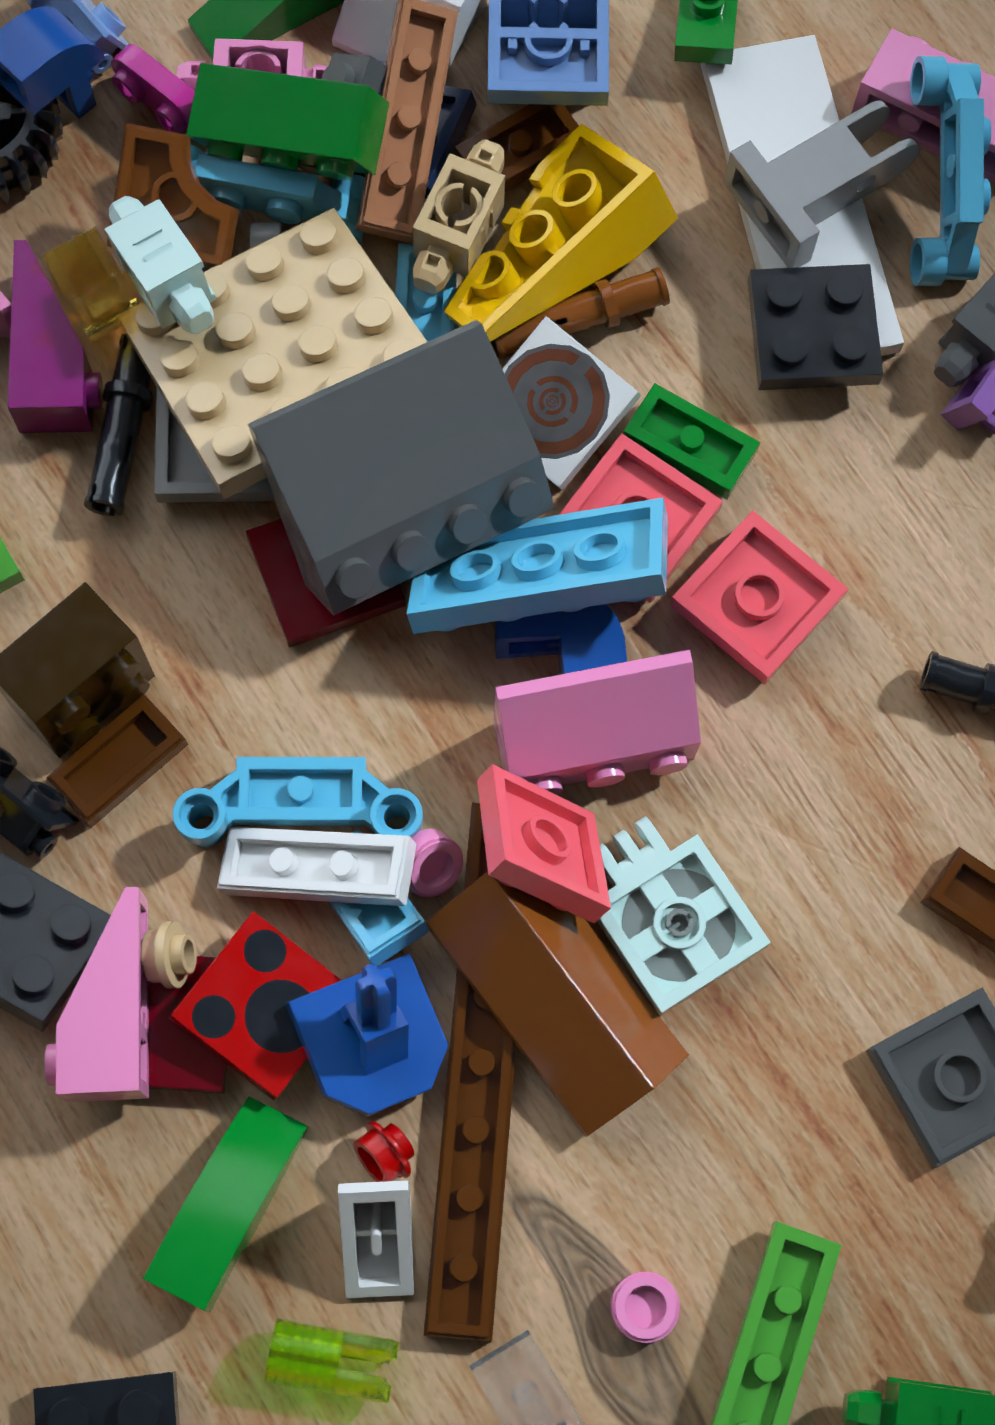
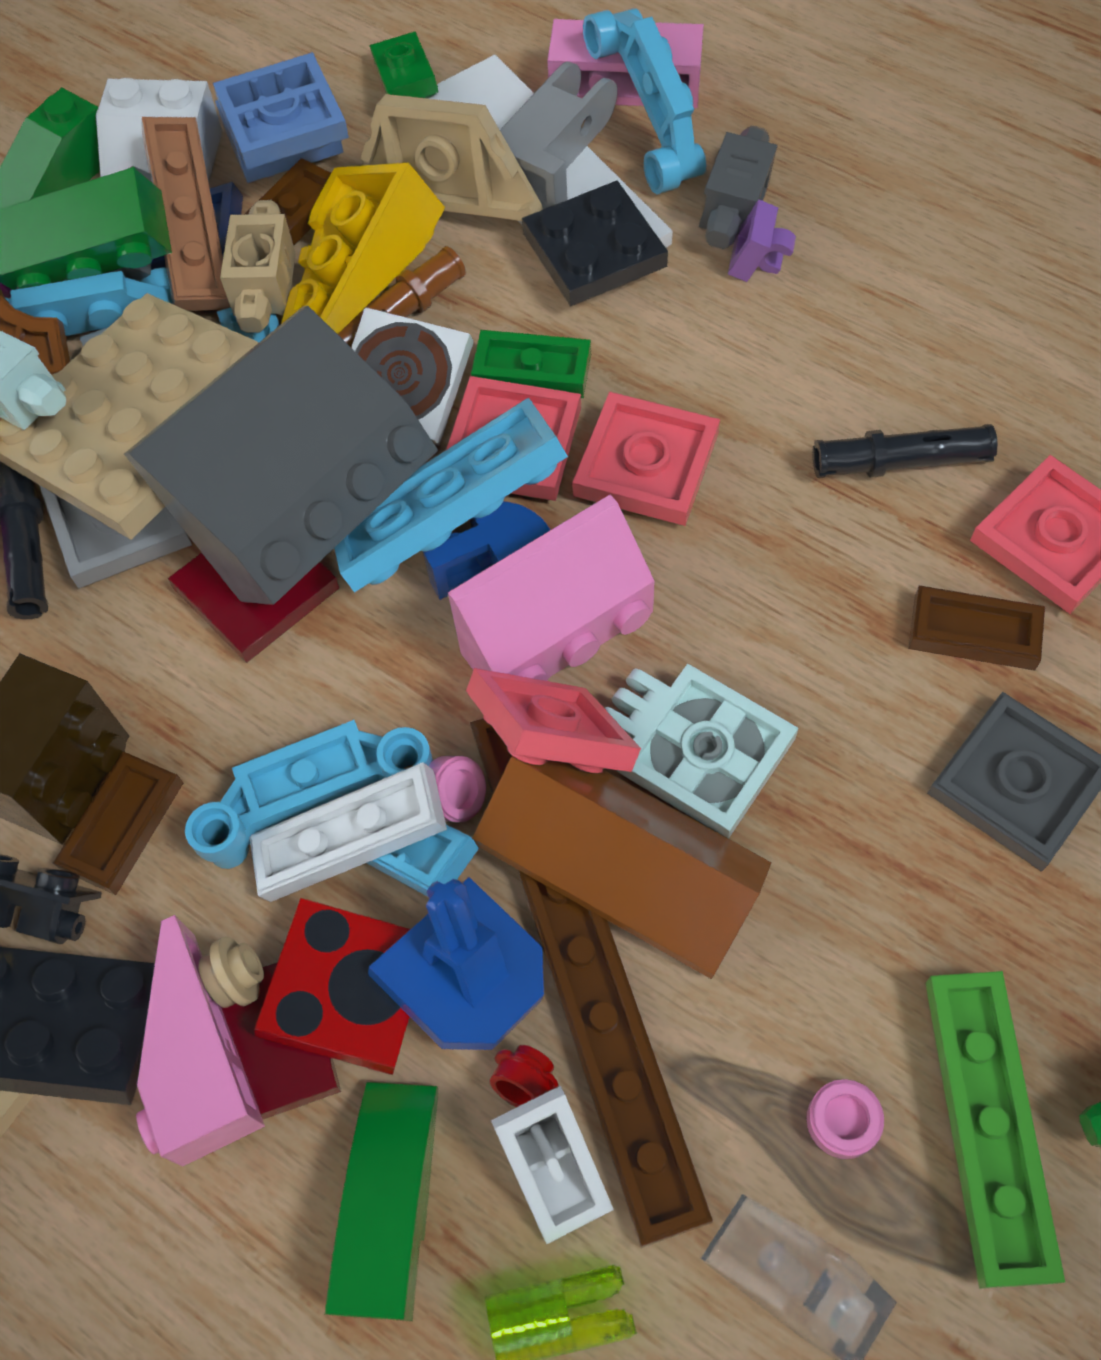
camera: 15 degrees left, 10 degrees down
(705, 172) = (455, 154): none -> tan wing

